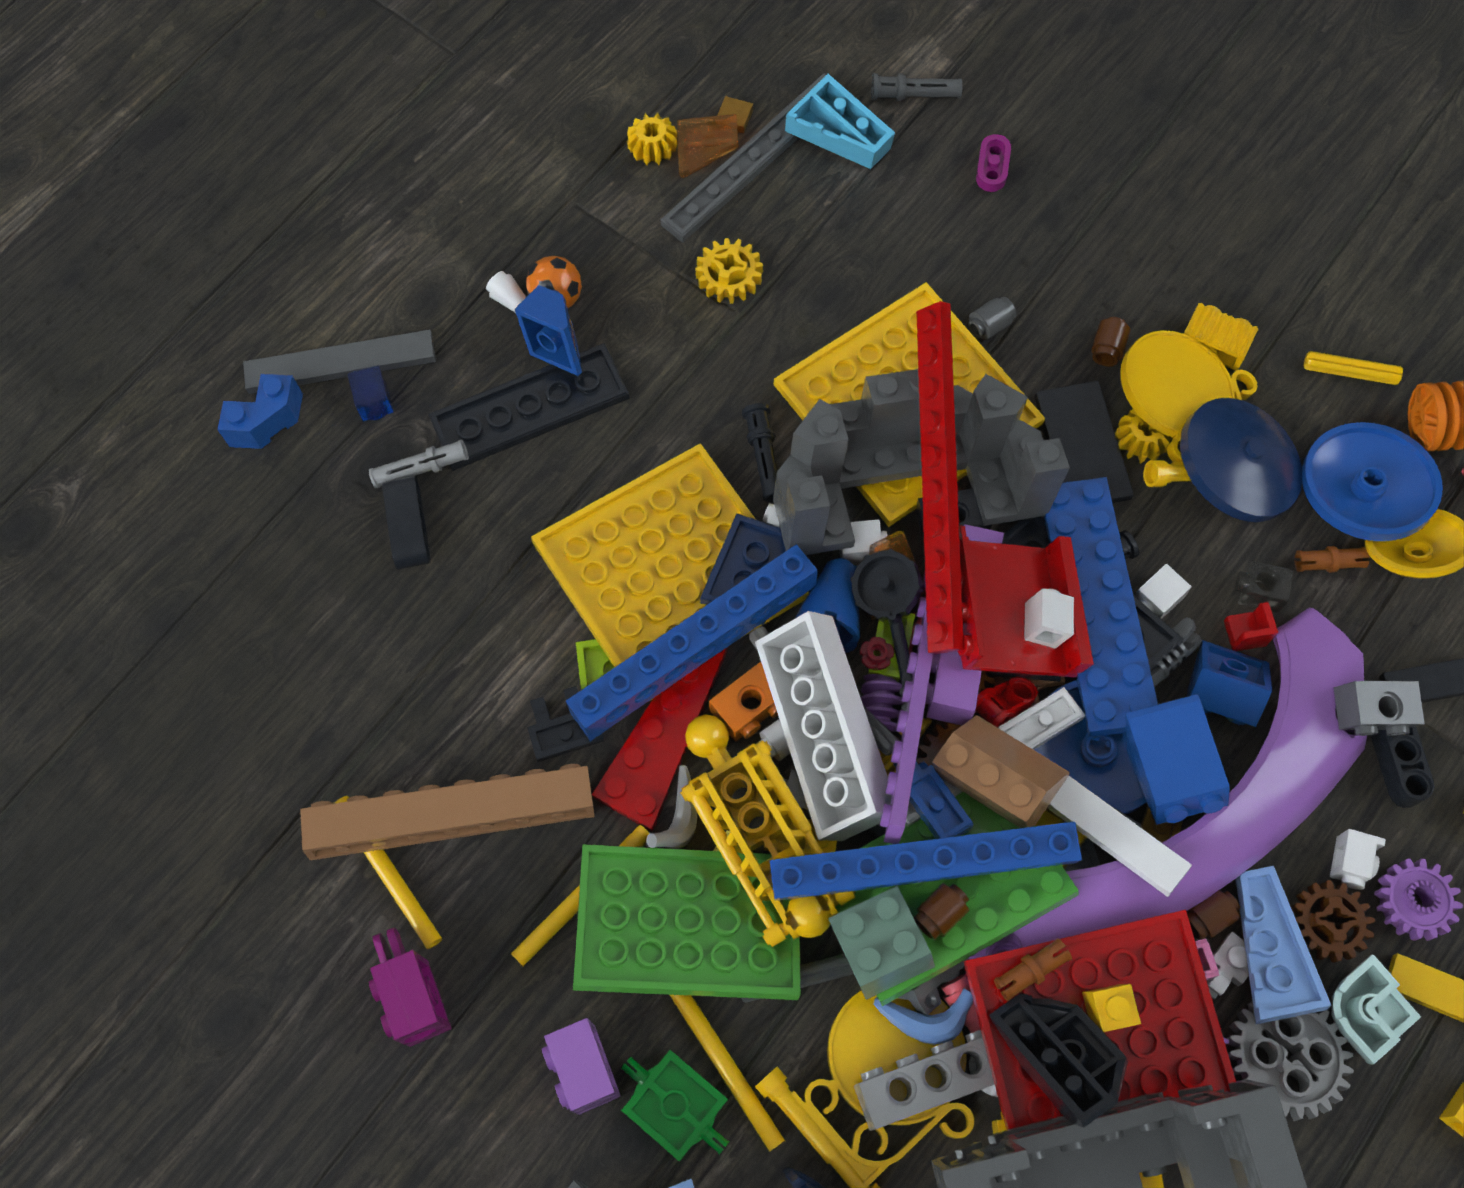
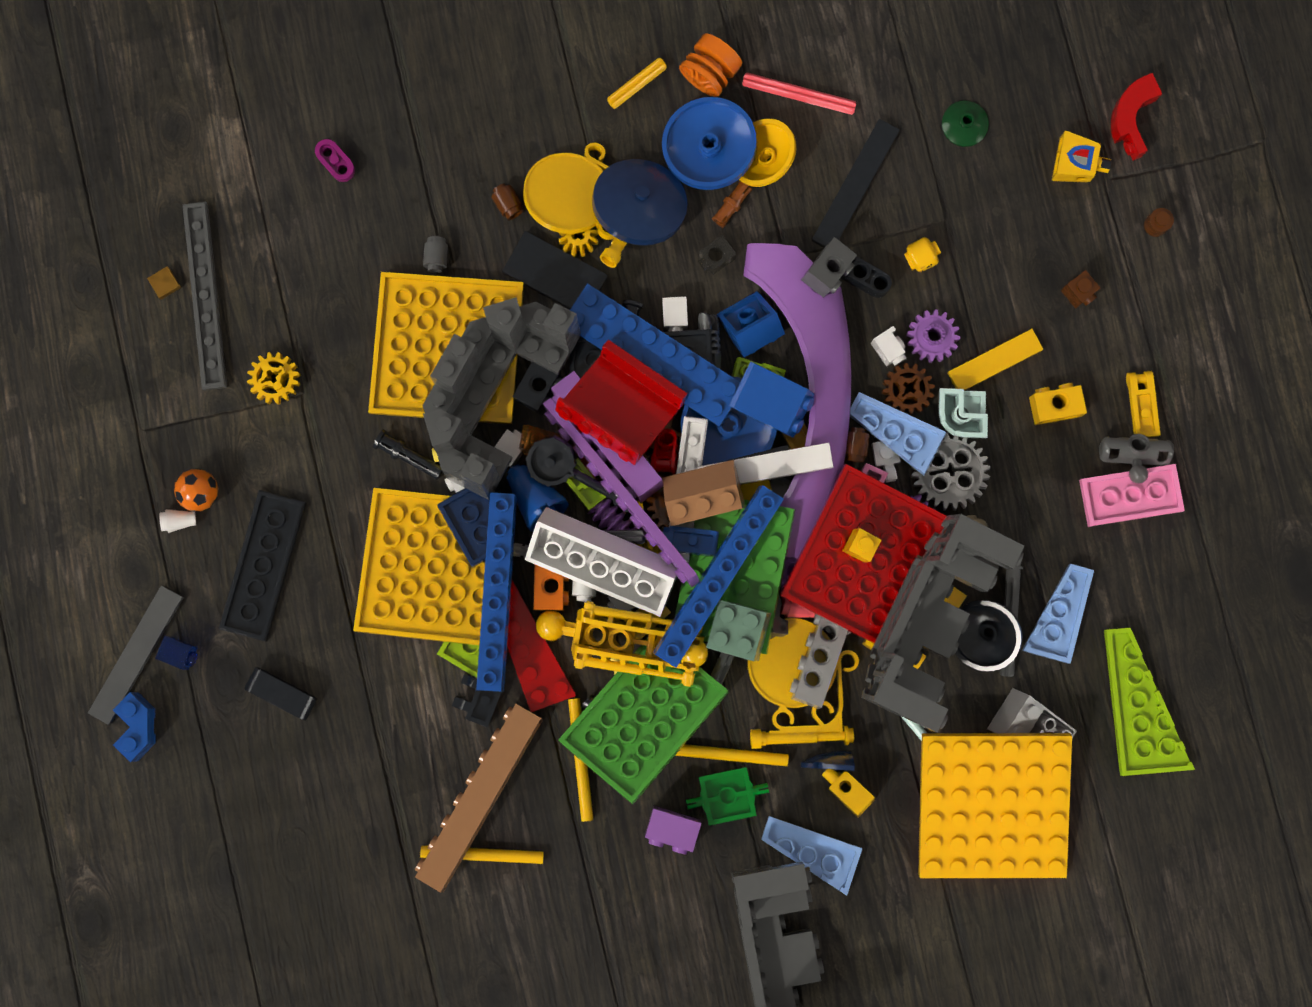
camera: 55 degrees left, 15 degrees up
(406, 993) = (560, 891): magenta brick -> none
(454, 453) = (249, 658): light grey pin -> none
(549, 329) = (228, 518): blue slope -> none
(652, 139) = (134, 342): yellow gear -> none
(683, 823) = (586, 675): light grey piece -> none
(705, 141) = (169, 317): clear orange wing -> none
(840, 124) = (232, 229): medium azure wedge -> none
(876, 662) = (584, 505): dark red plate -> none
(902, 87) = (231, 166): dark grey pin -> none
(929, 1028) = (796, 637): medium blue piece -> none
(939, 479) = (522, 387): red plate -> none
(941, 911) = (748, 586): reddish brown brick -> none
(1032, 969) = (813, 566): dark orange pin -> none
(1049, 618) = (643, 393): white brick -> none
(1063, 1055) = (864, 588): black wedge -> none
(1222, 334) = (556, 138): yellow brick -> none
(1251, 628) = (732, 284): red panel -> none

